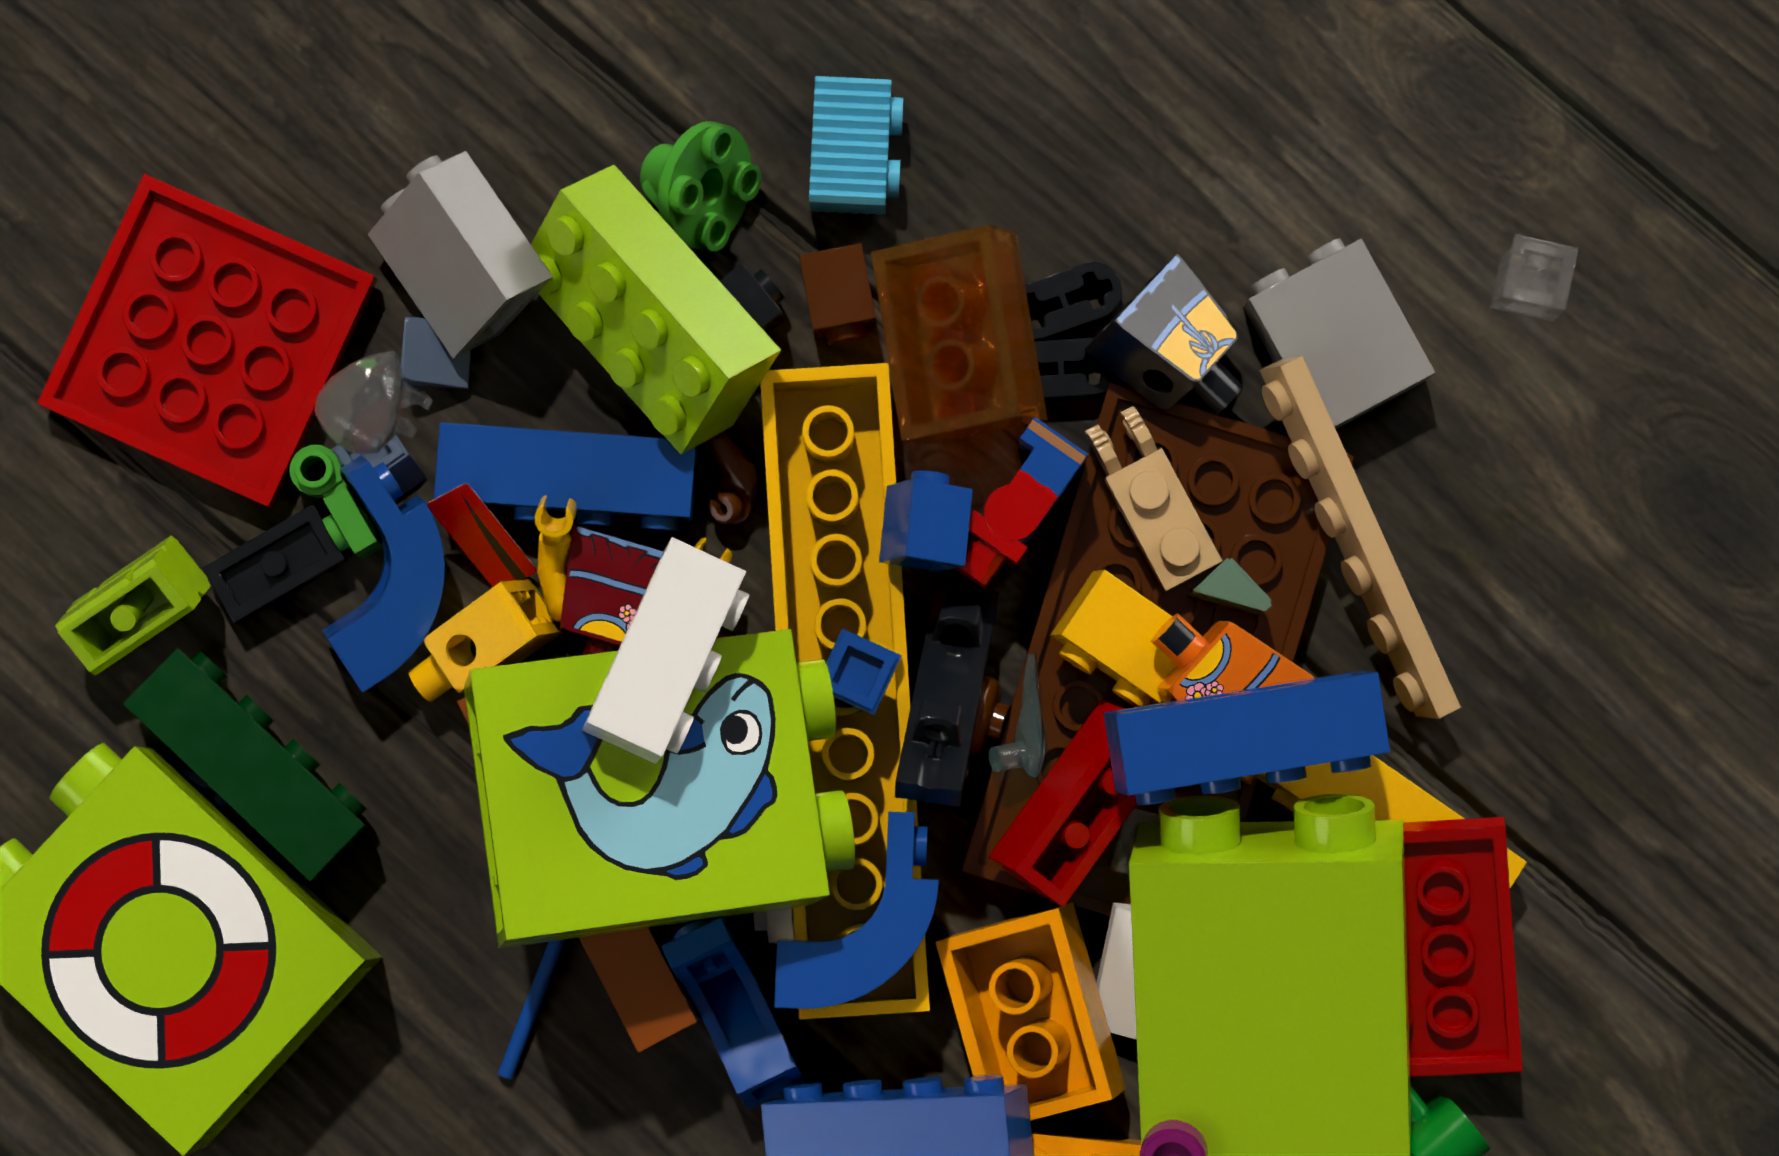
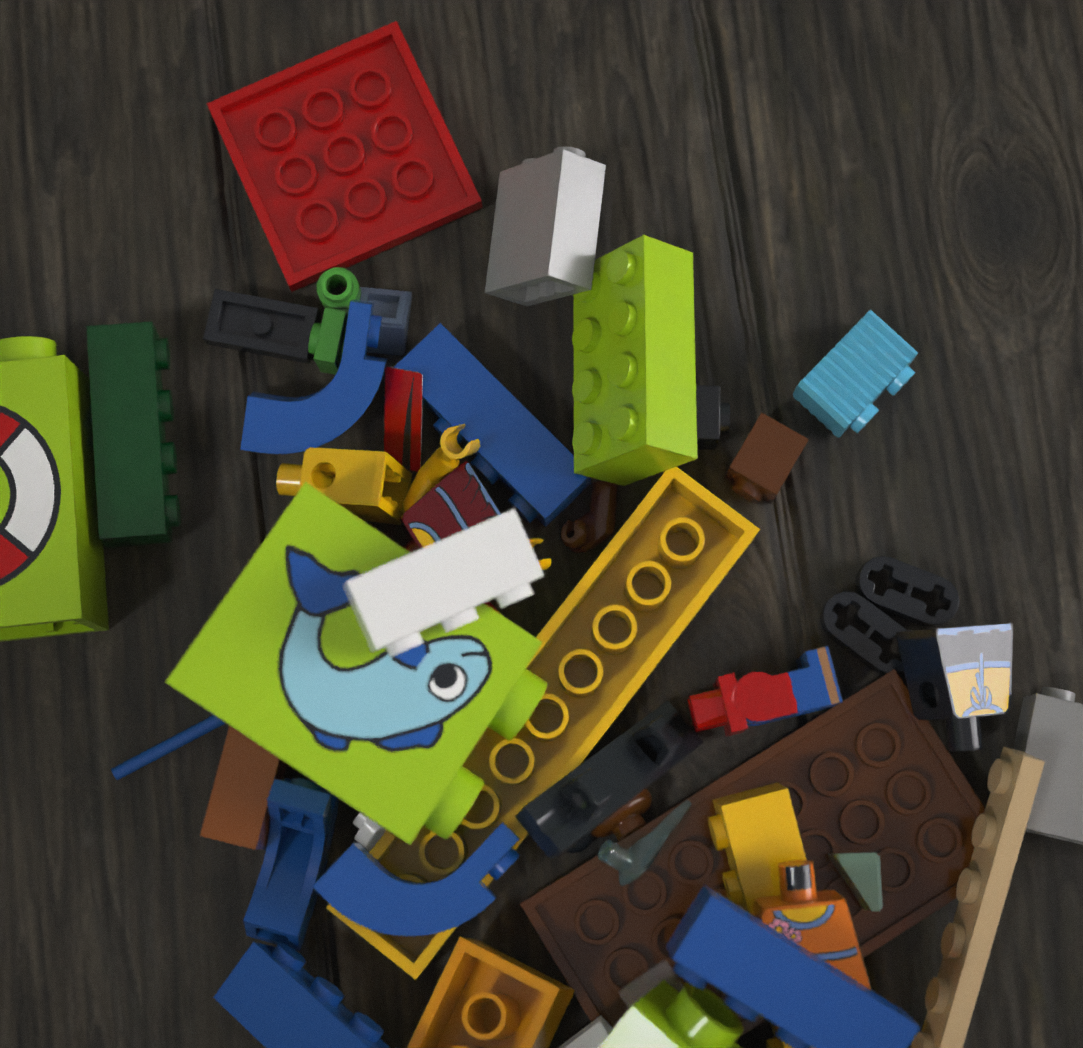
camera: 45 degrees right, 5 degrees down
(133, 605) = (149, 273): lime brick -> none
(365, 403) = (403, 271): clear piece -> none
(428, 361) = (467, 281): sand blue slope -> none
(701, 183) = (739, 316): bright green plate -> none
(860, 671) = (566, 713): blue tile -> none
(926, 523) = (694, 654): blue brick -> none
(958, 335) = (821, 552): clear orange brick -> none
(1067, 817) = (620, 931): red brick -> none
(1155, 506) = (856, 775): tan hinge -> none

